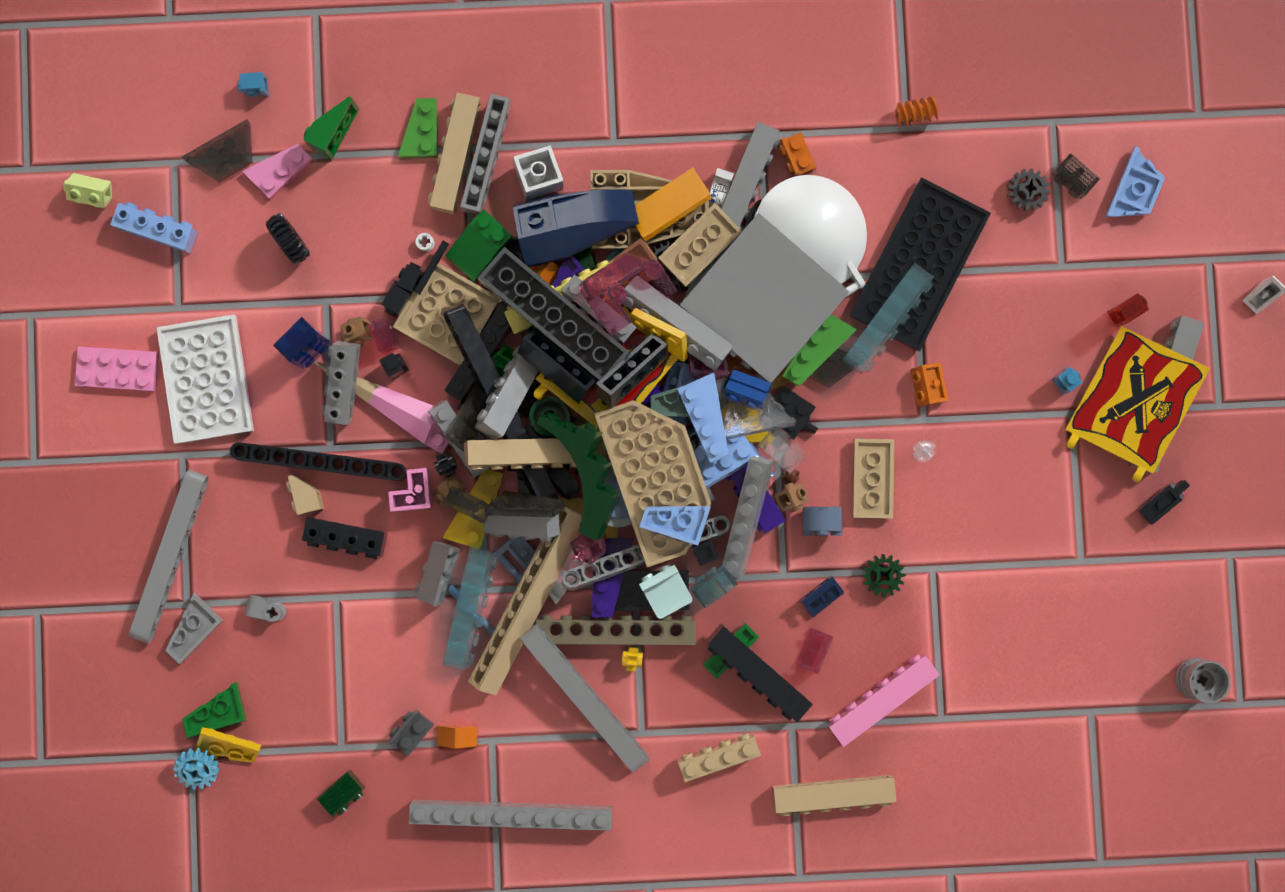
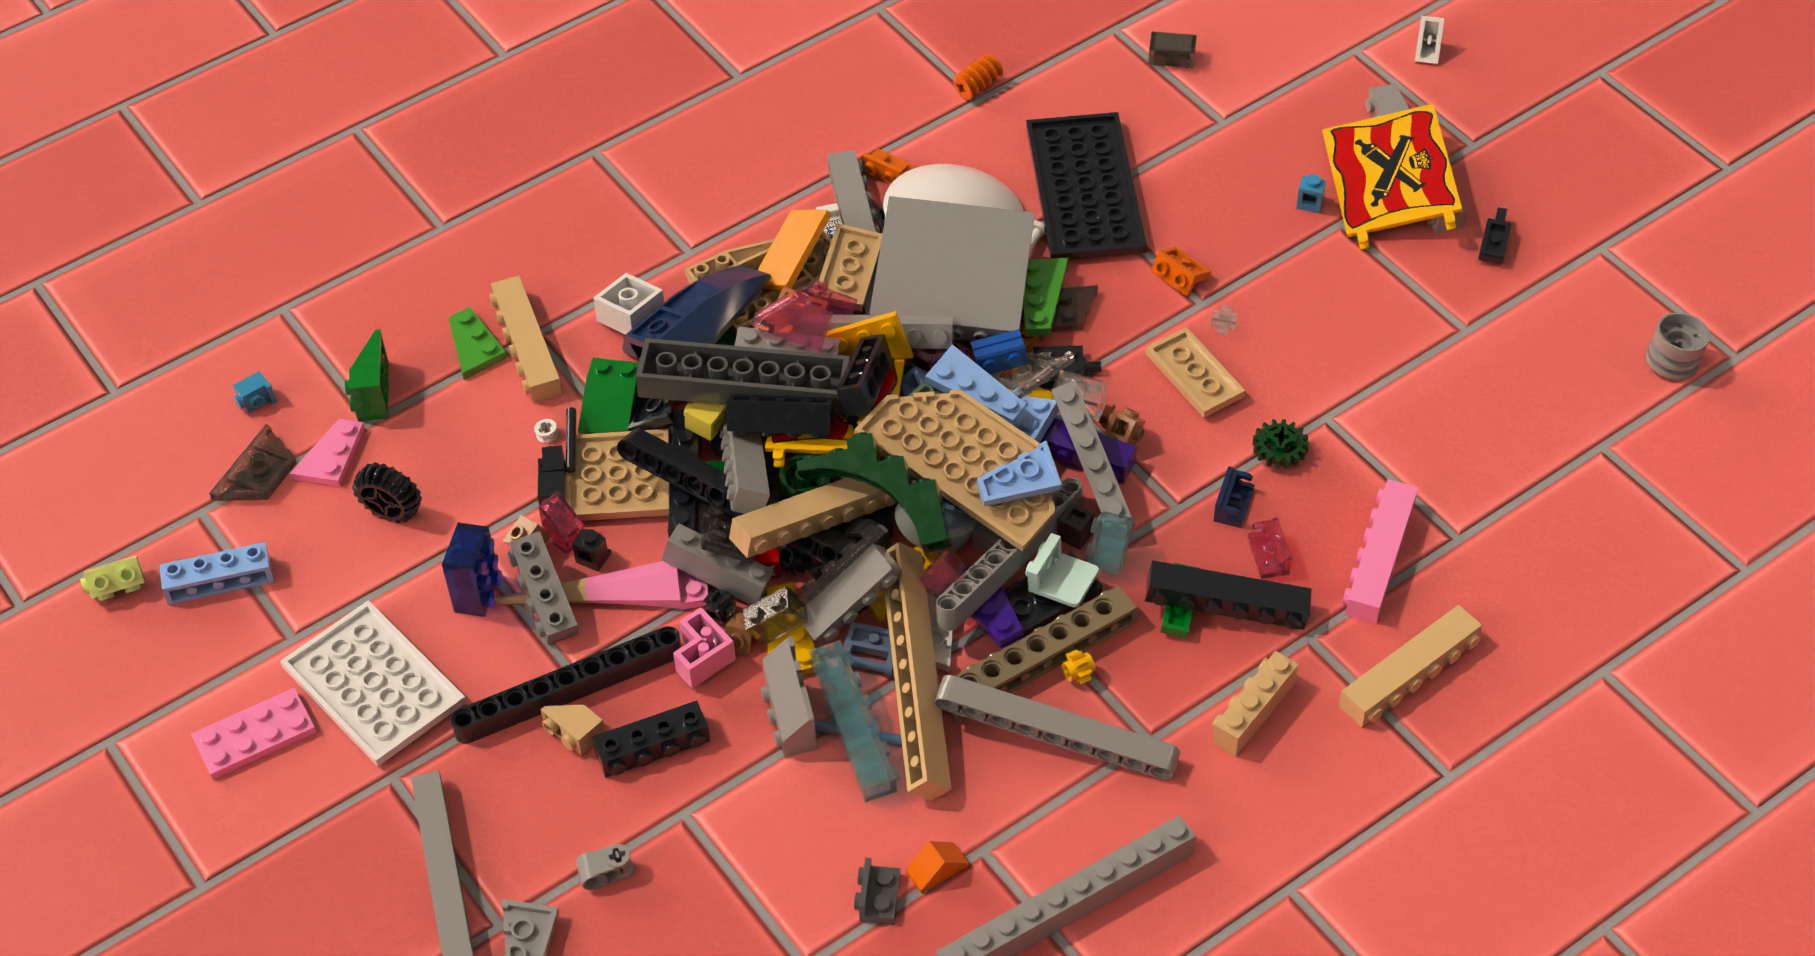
camera: 30 degrees left, 35 degrees down
(486, 154) = (561, 319): light grey brick -> none
(822, 521) = (1174, 426): sand blue brick -> none
(887, 319) = (1091, 233): clear light blue brick -> none
(1025, 198) = (1137, 80): dark grey gear -> none
(1128, 310) = (1315, 110): clear red brick -> none
(1136, 188) = (1237, 31): light blue wing -> none

